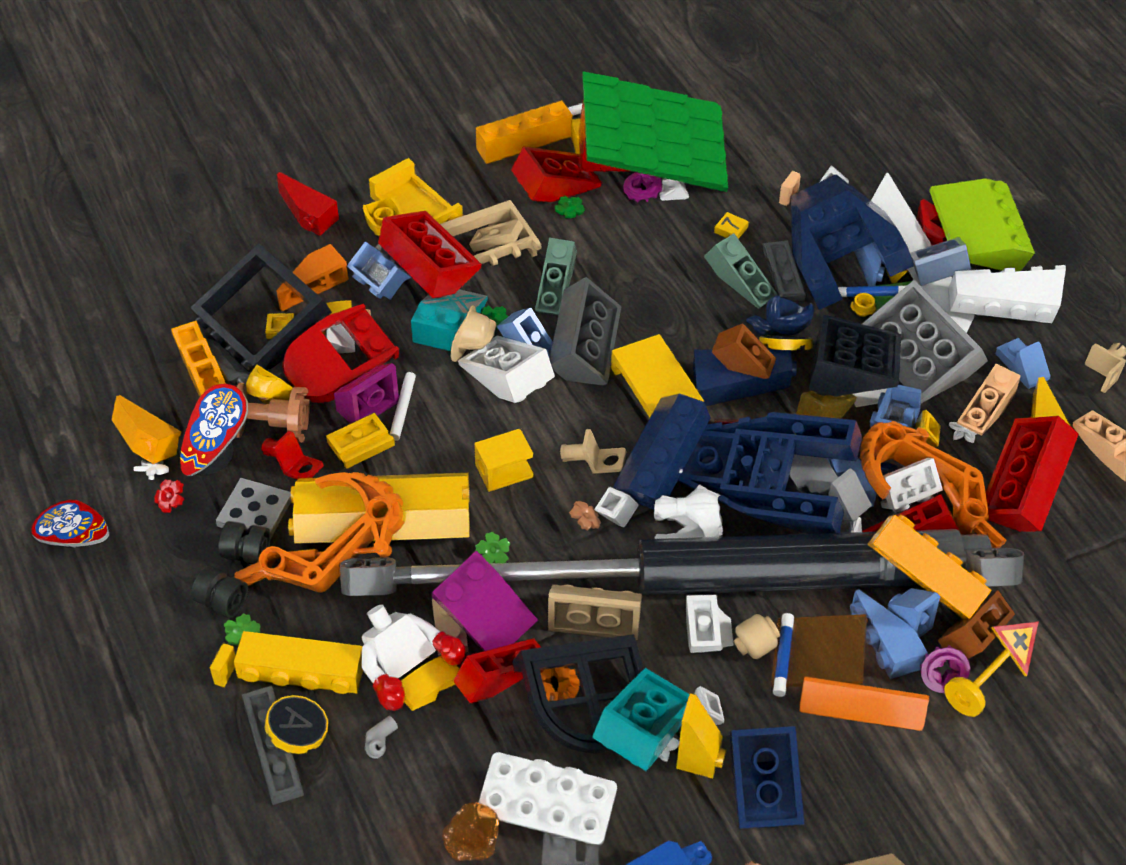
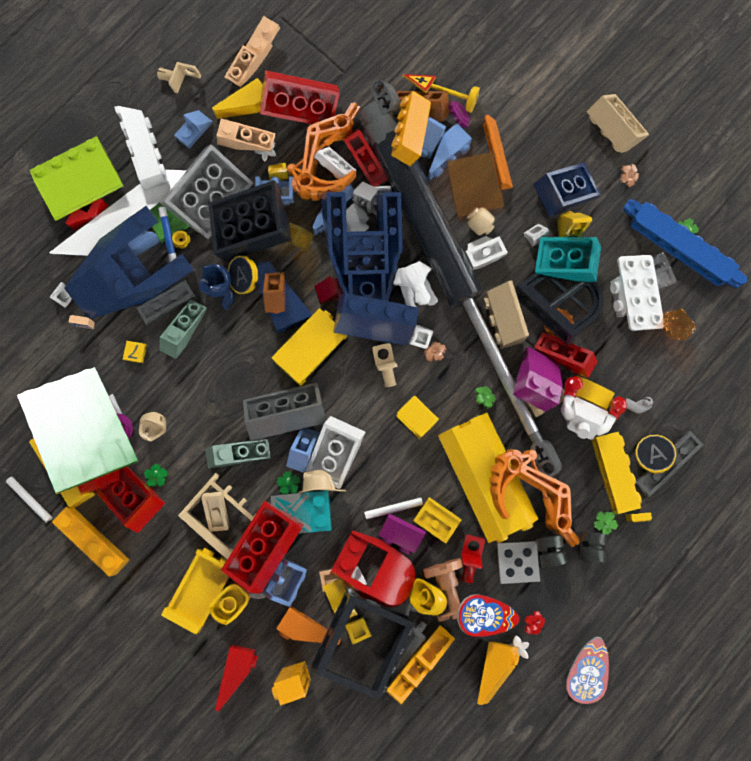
camera: 115 degrees left, 30 degrees up
(262, 215) = (291, 683): none -> light orange brick
(632, 214) = (153, 424): none -> tan piece
(783, 655) = (486, 203): blue bar -> none
(940, 260) = (129, 192): sand blue slope -> none

